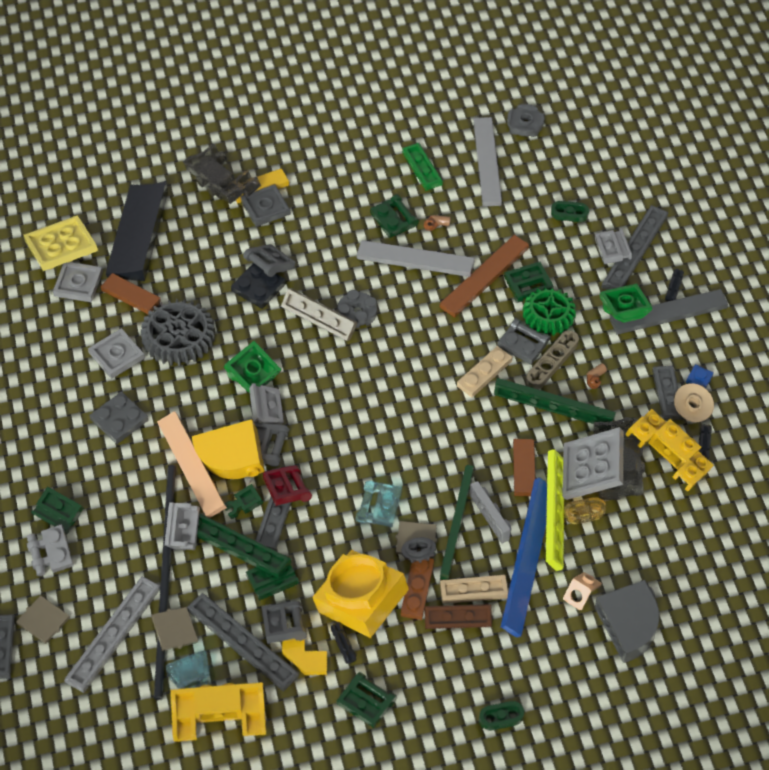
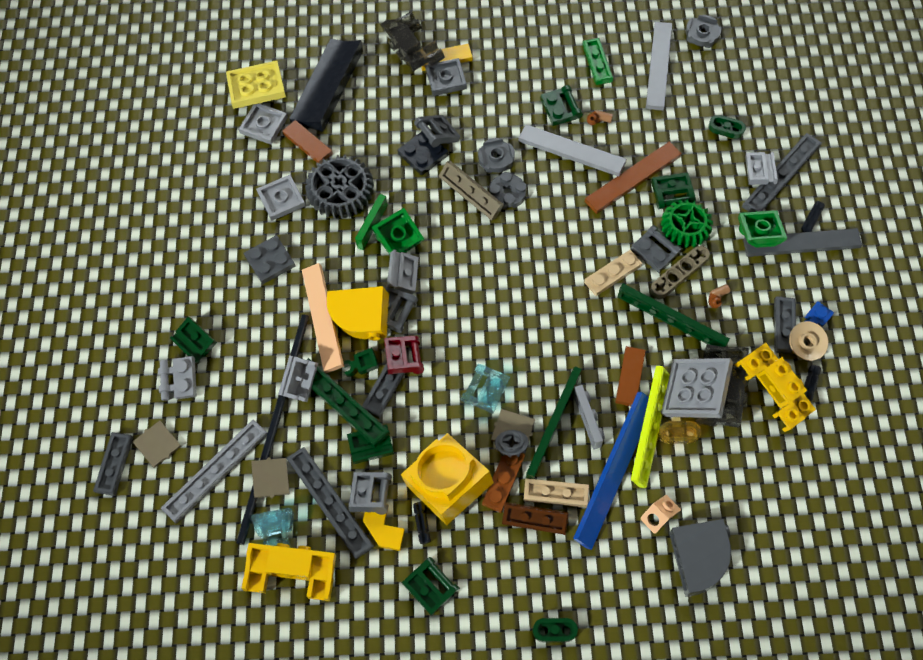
camera: 15 degrees right, 10 degrees up
(220, 360) = (373, 218): none -> green tile
(337, 285) = (493, 164): none -> dark grey plate

